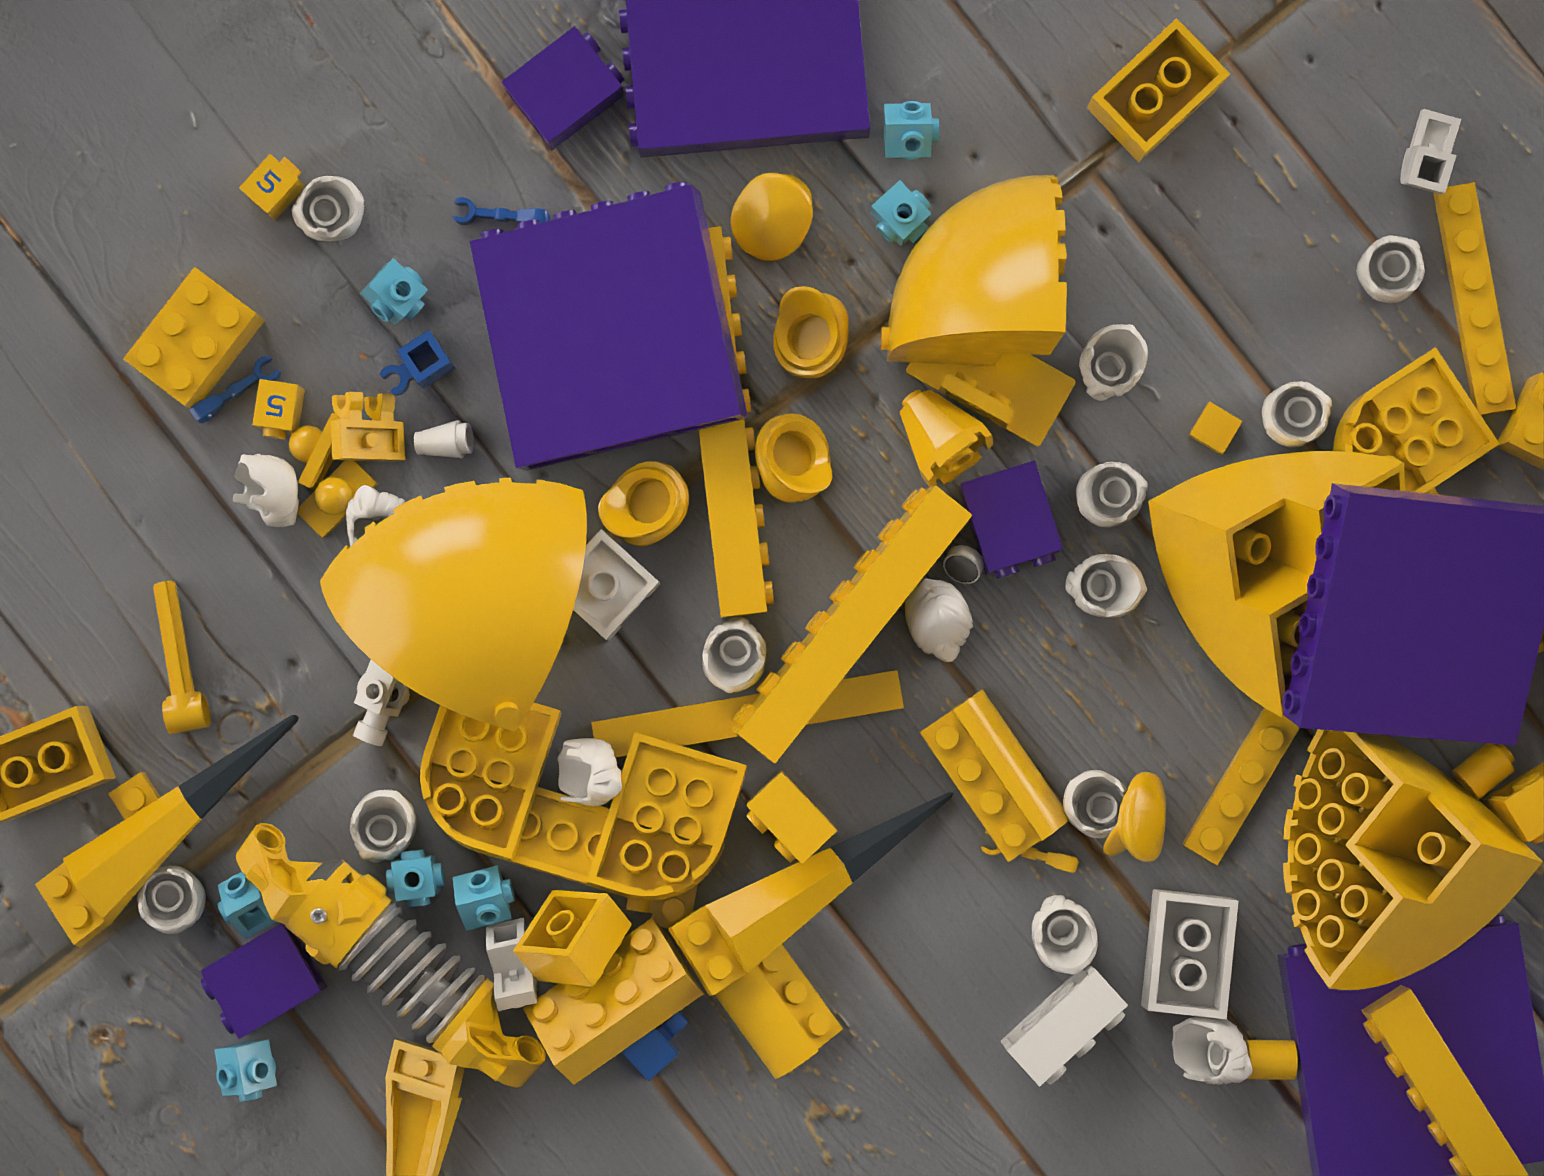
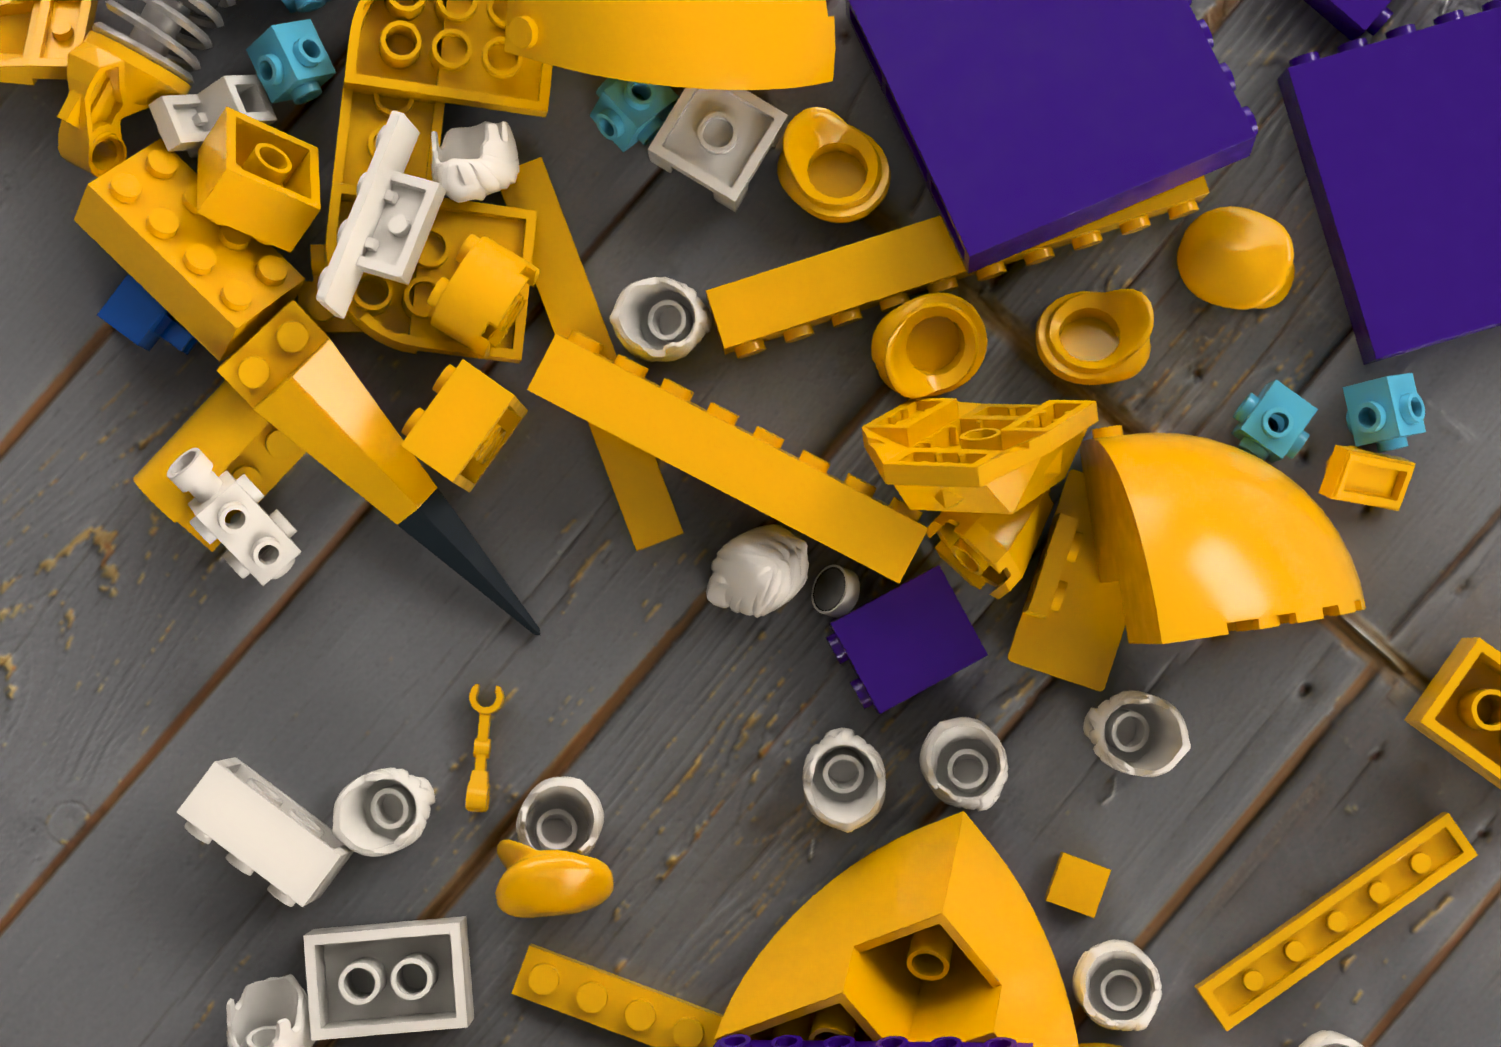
camera: 75 degrees right, 0 degrees up
(577, 649) = (631, 111): none -> medium azure brick
(627, 844) = (386, 220): none -> white bracket
(697, 782) = (482, 294): none -> yellow brick
(840, 993) = (247, 529): none -> white brick
(884, 438) = (976, 453): none -> yellow piece
(955, 154) = (1366, 477): none -> yellow tile
(995, 775) = (571, 684): yellow brick -> none
(1278, 243) = (1335, 920): none -> yellow plate

